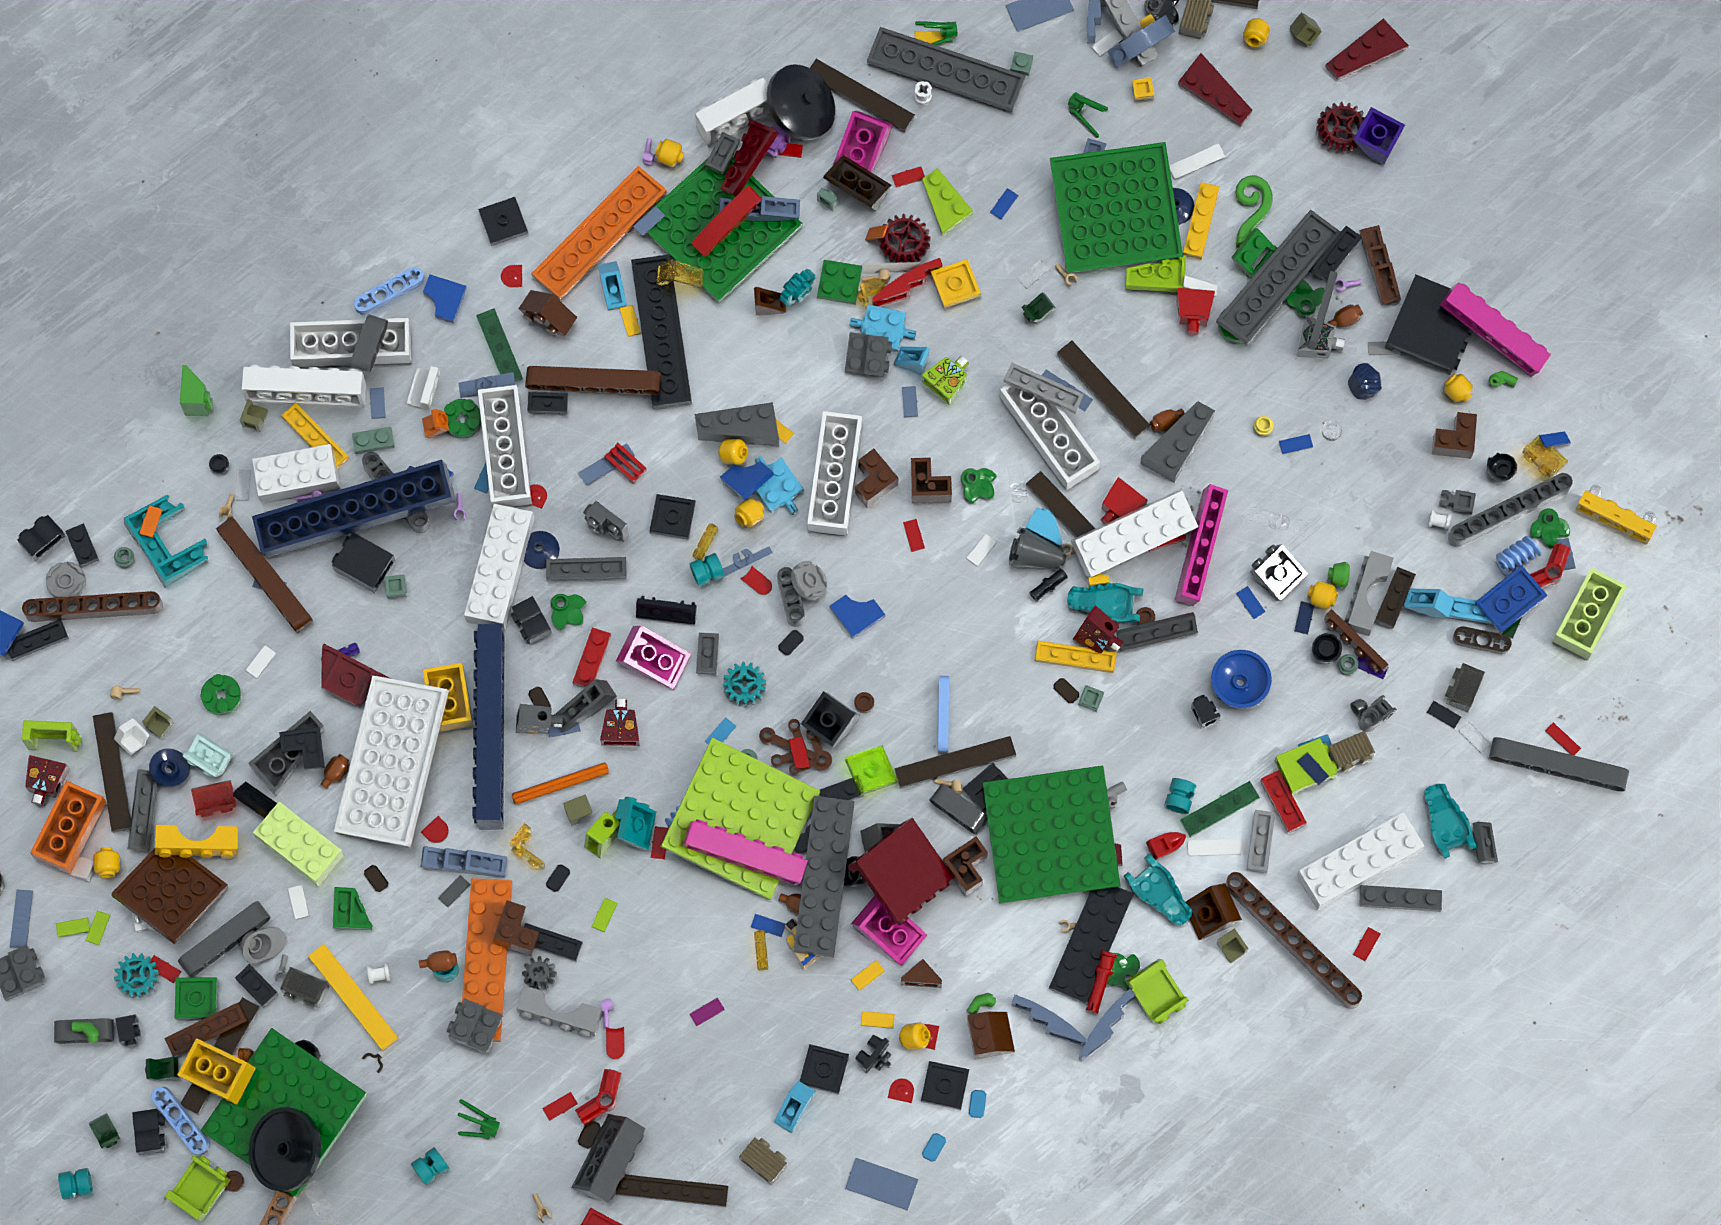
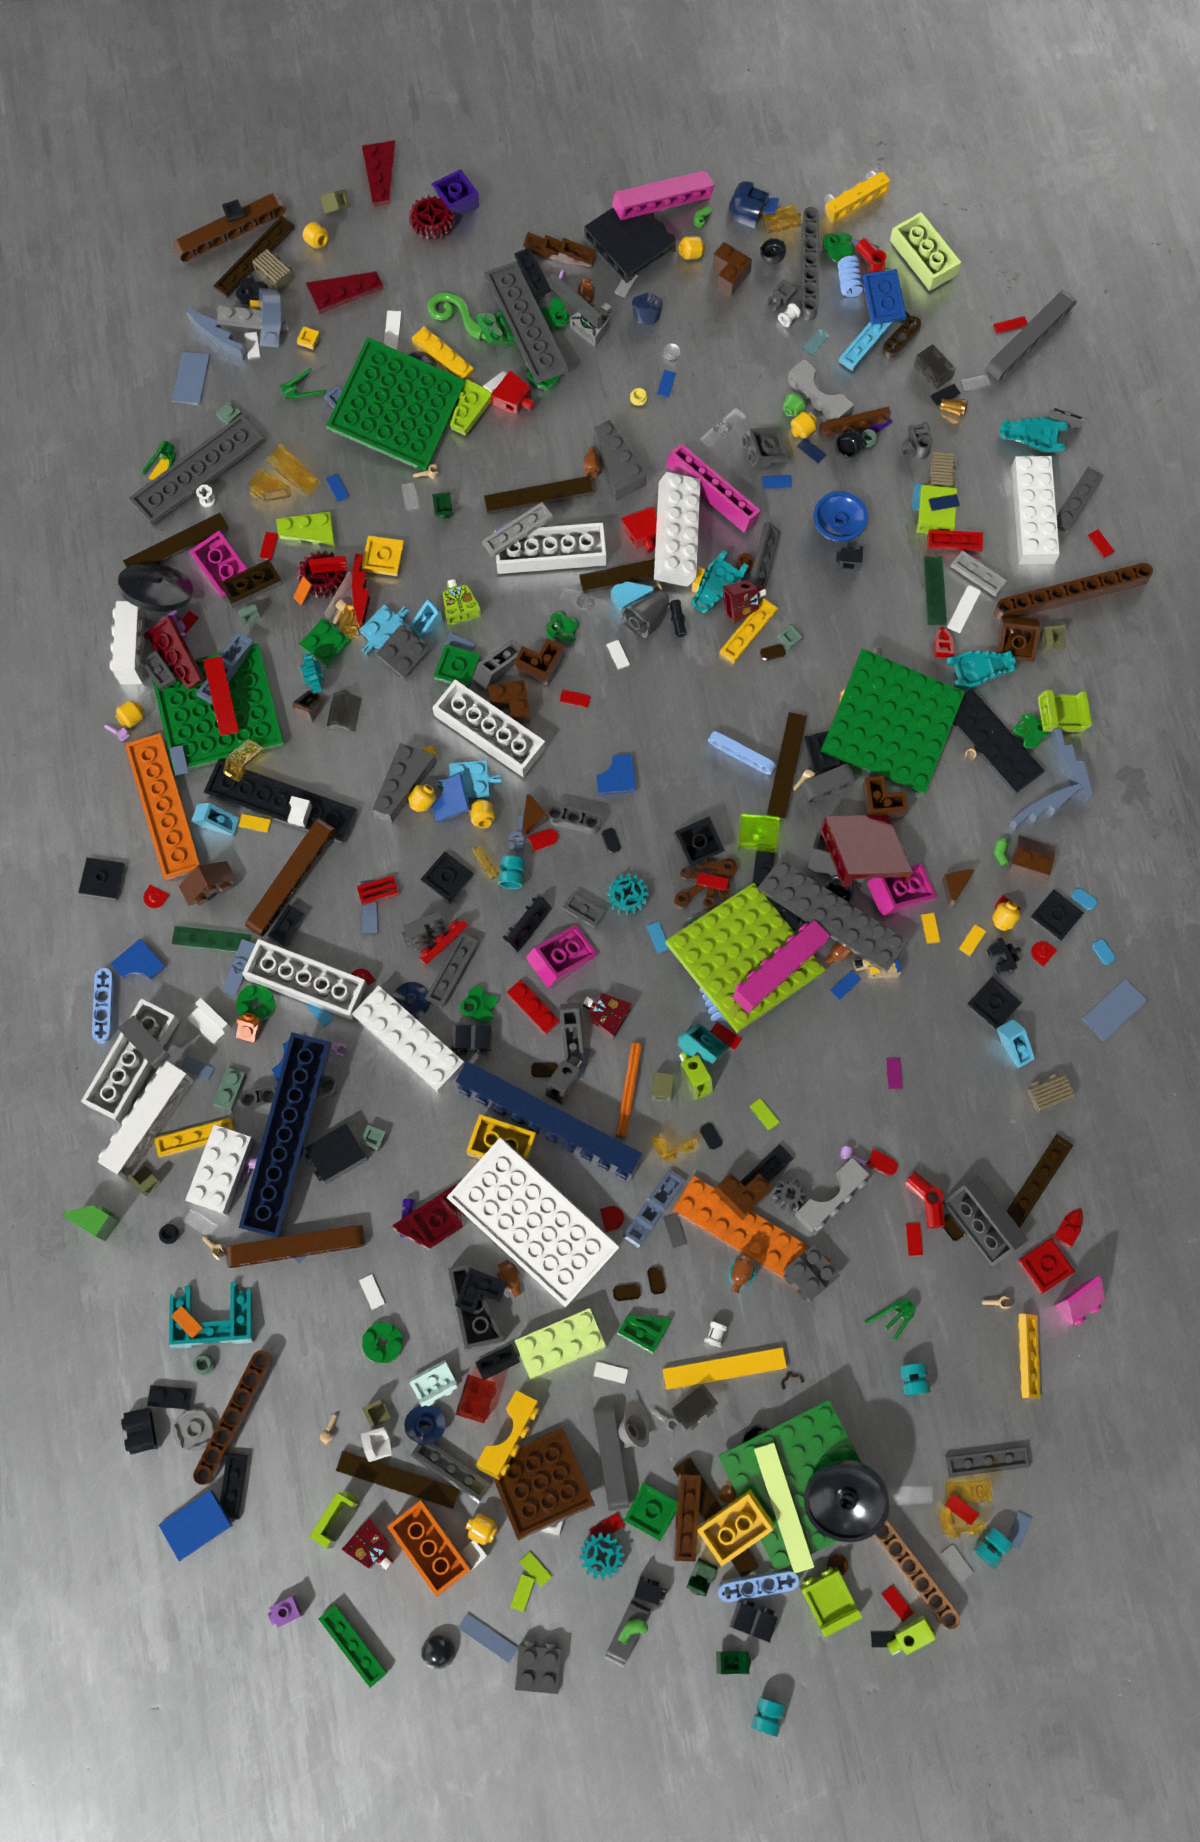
camera: 60 degrees left, 0 degrees up
(255, 1104) = (784, 1507): none -> yellowish green tile
(256, 985) = (669, 1450): black plate -> none
(400, 898) = (656, 1280): none -> dark brown piece
(607, 544) = (442, 941): none -> red plate
(657, 353) = (299, 811): none -> white panel
(761, 950) = (865, 1001): clear yellow axle -> none
(771, 558) = (533, 816): none -> reddish brown slope
(780, 337) = (344, 711): none -> clear smoke panel
(808, 580) = (569, 796): light grey tile -> none
(864, 702) = (696, 810): reddish brown tile -> none
(882, 412) = (456, 665): none -> green plate
(903, 446) = (496, 665): none -> dark grey slope
(910, 240) = (328, 564): none -> red tile
(963, 141) = (267, 487): none -> clear yellow slope
(995, 153) = (291, 469): none -> clear yellow slope
(1103, 971) = (1028, 741): red pin -> none
(1180, 796) = (908, 609): teal wheel -> none
(1395, 597) = (833, 376): dark brown plate -> none
(1428, 561) = (815, 342): none -> clear light blue window
(1429, 602) = (855, 352): medium azure slope -> none
(1433, 729) = (955, 406): none -> pearl gold cone
(1542, 416) = (747, 204): none -> dark blue brick

